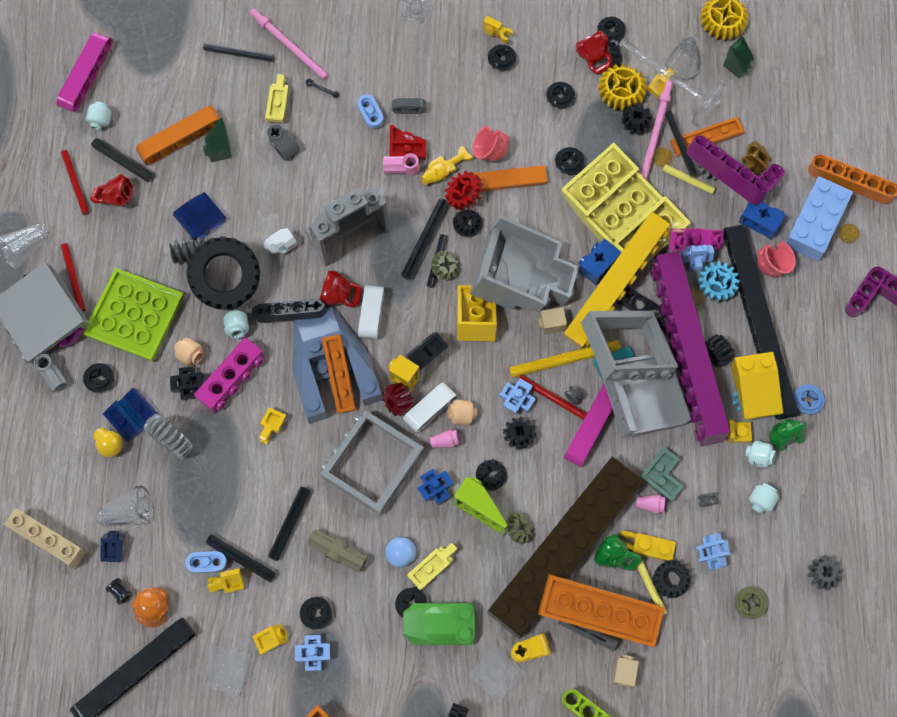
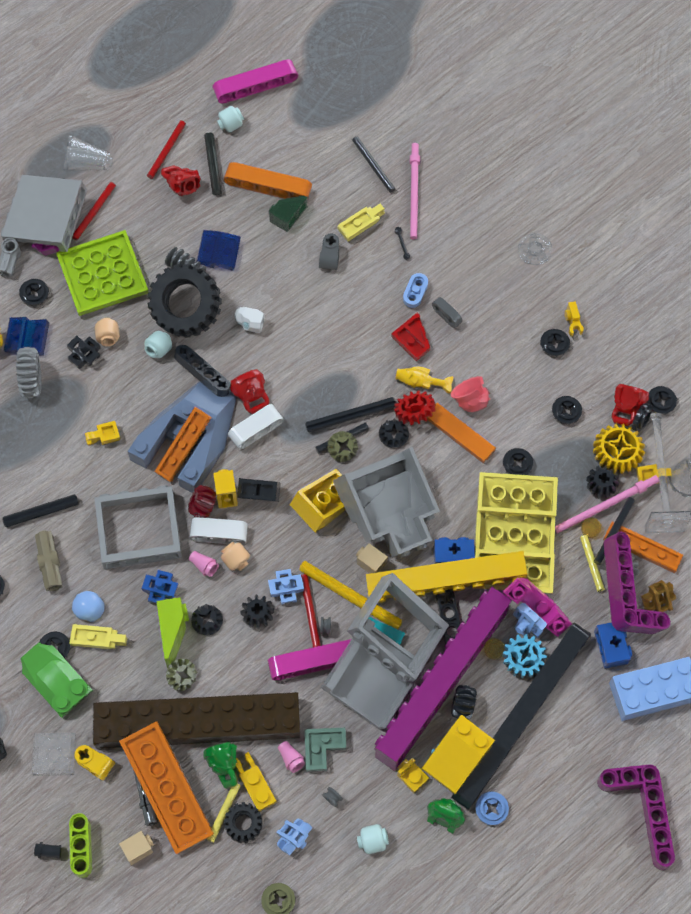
camera: 45 degrees right, 5 degrees down
(243, 350) = (107, 368): dark pink brick -> none
(346, 216) = (304, 341): light grey panel -> none
(399, 164) = (393, 347): bright pink piece -> none
(760, 454) = (408, 807): light aqua head -> none
(776, 261) = (584, 685): coral helmet -> none
(848, 233) = (668, 724): clear yellow tile -> none

